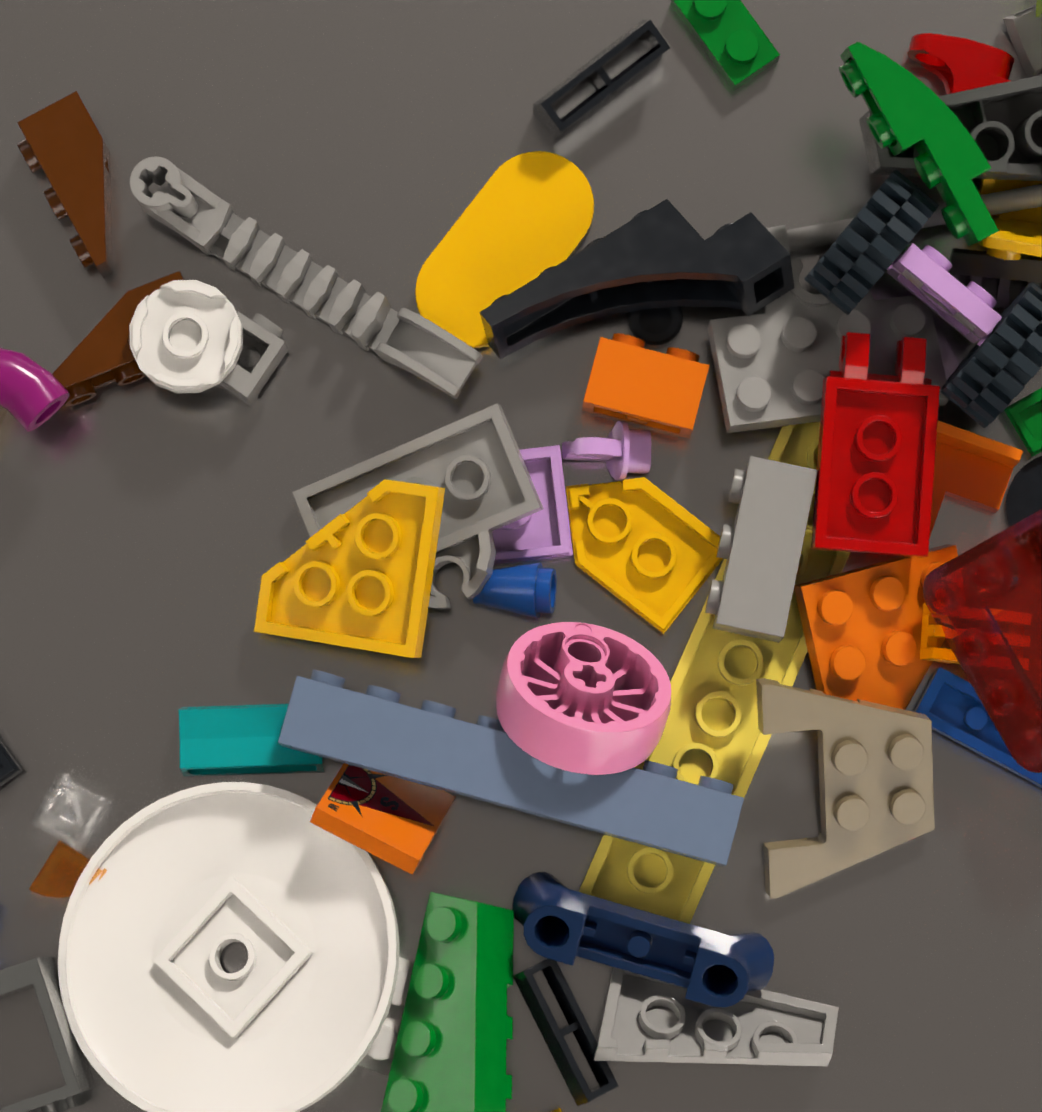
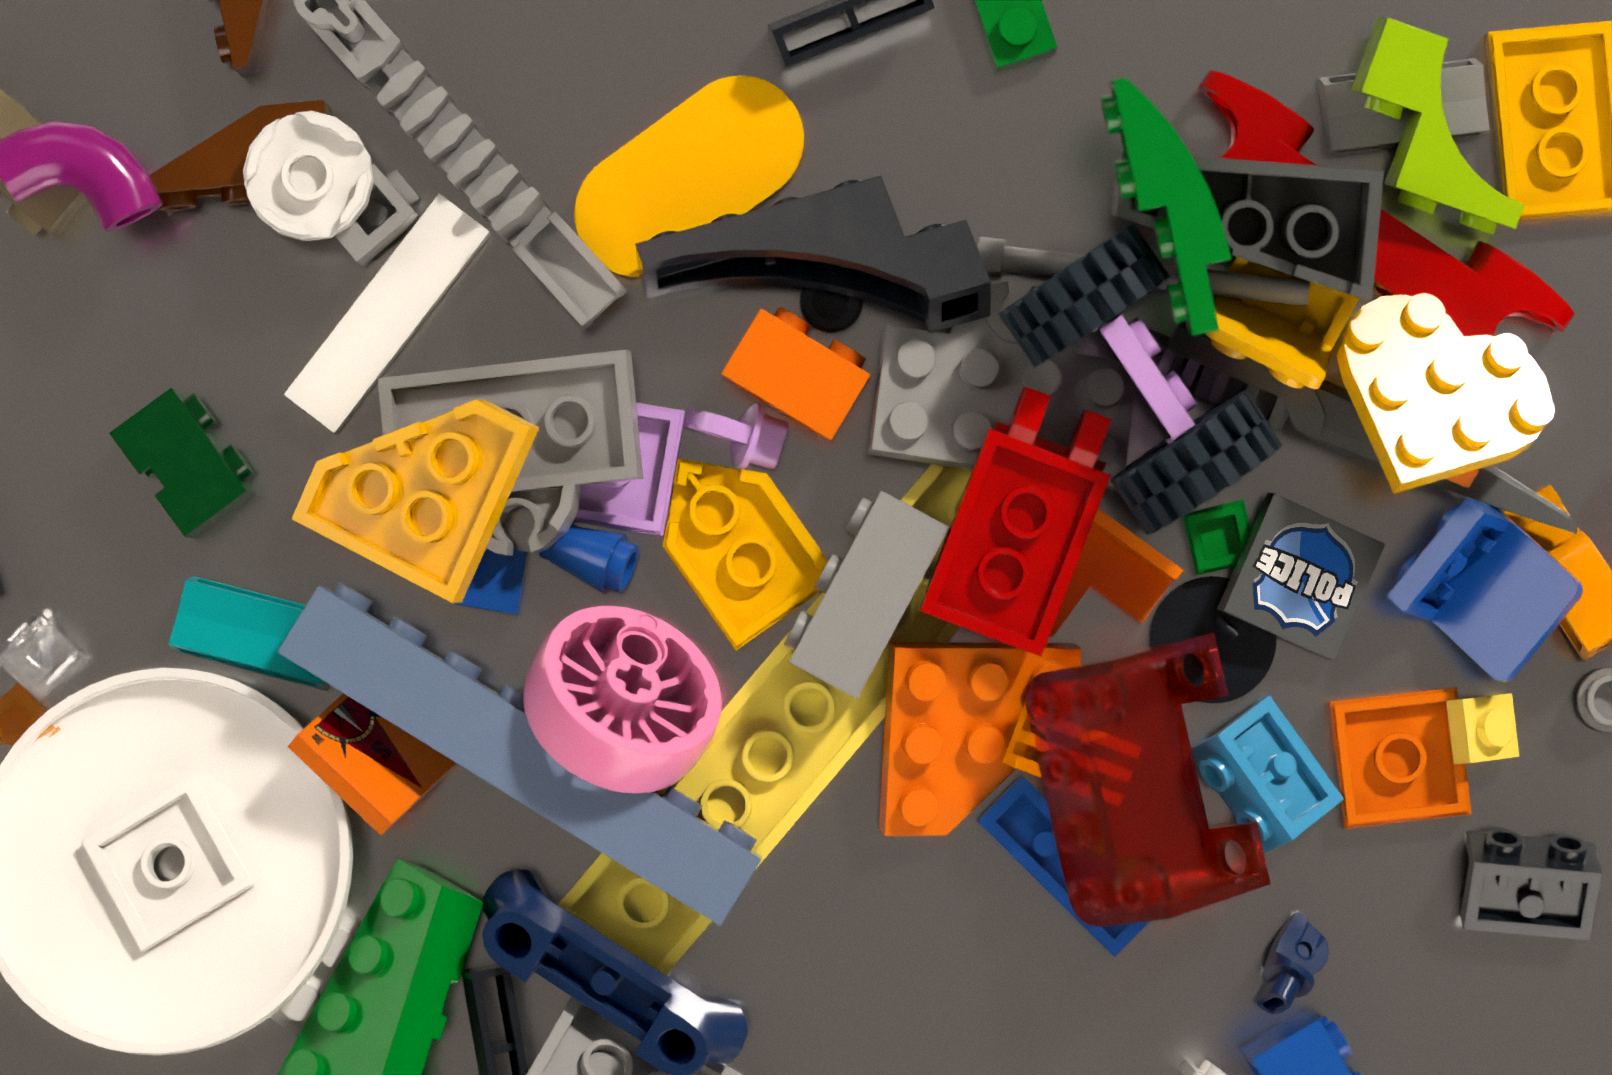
camera: 20 degrees right, 5 degrees up
(135, 597) = (197, 475): none -> dark green brick
(284, 438) = (387, 313): none -> white tile
(444, 636) = (498, 582): none -> blue tile
(870, 781) = (909, 878): dark tan wing -> none

